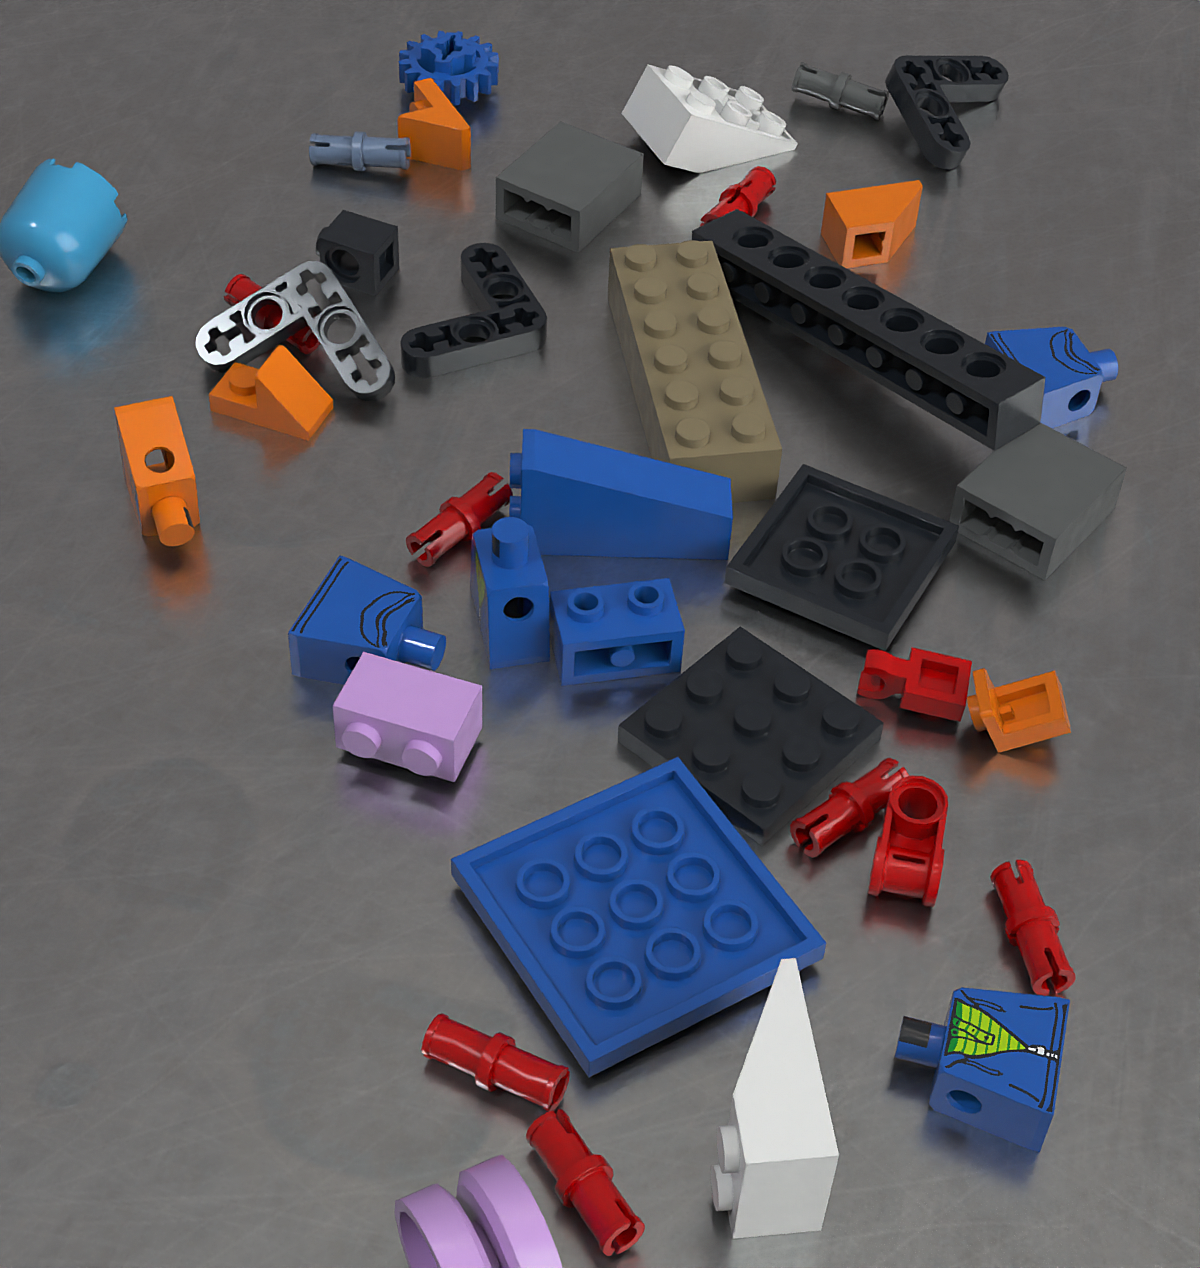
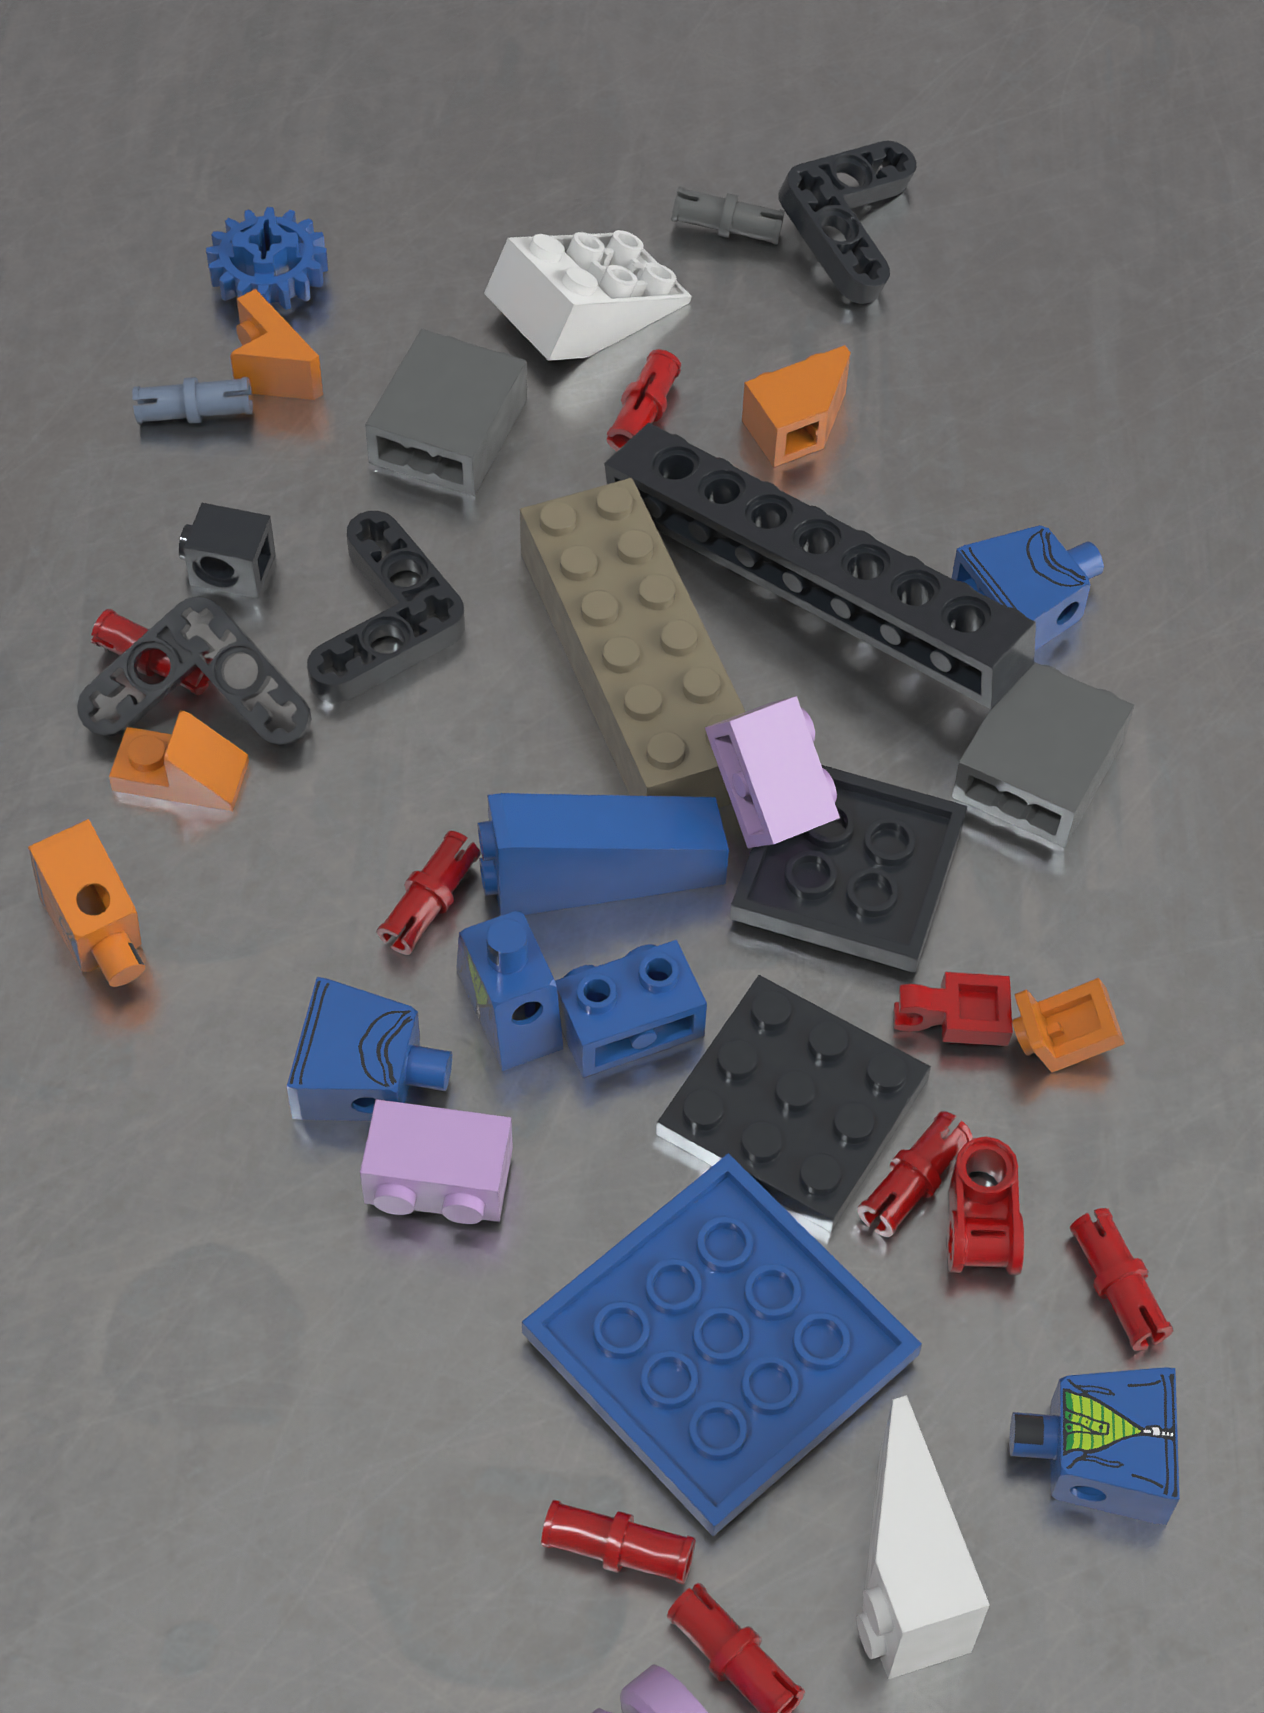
camera: 10 degrees left, 10 degrees up
(784, 456) = (773, 772): none -> lavender brick

